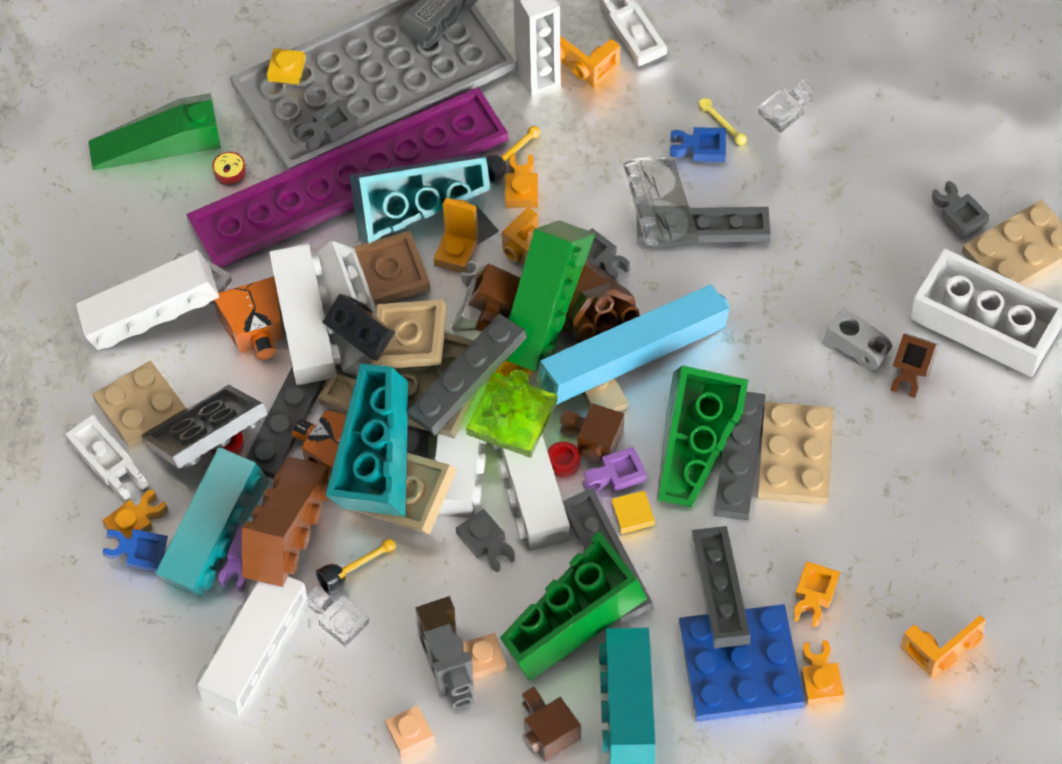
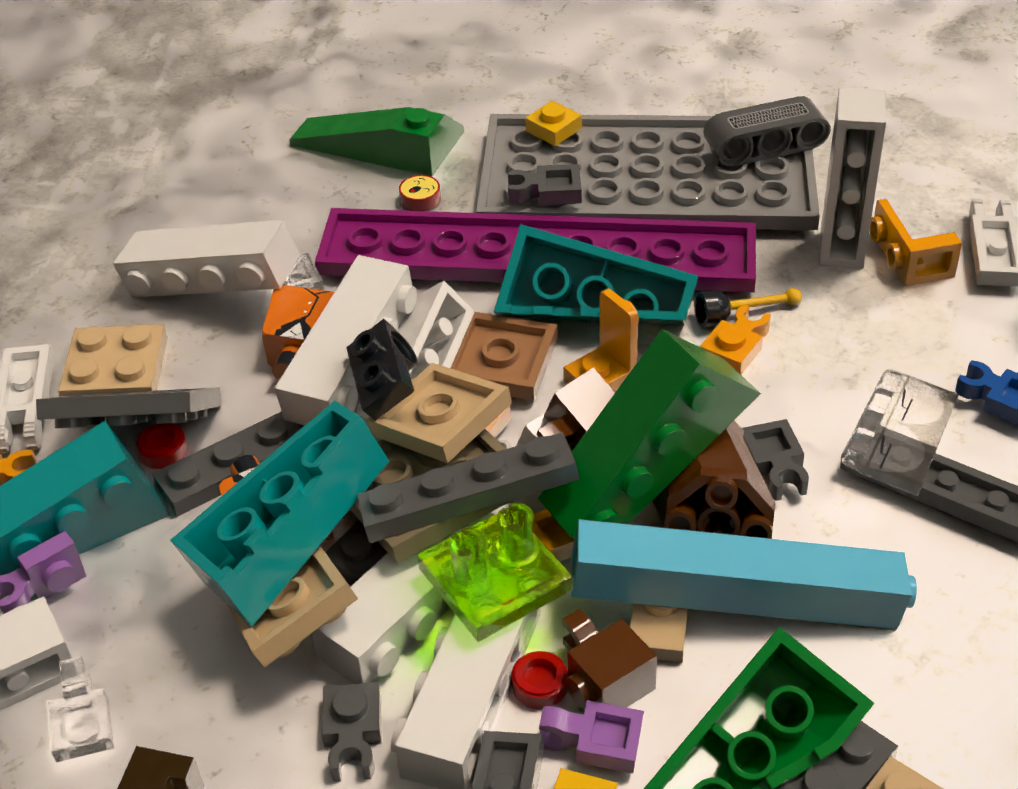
camera: 35 degrees right, 15 degrees down
(283, 521) = (91, 552): dark orange wedge -> none
(333, 577) = (122, 661): hinge -> none

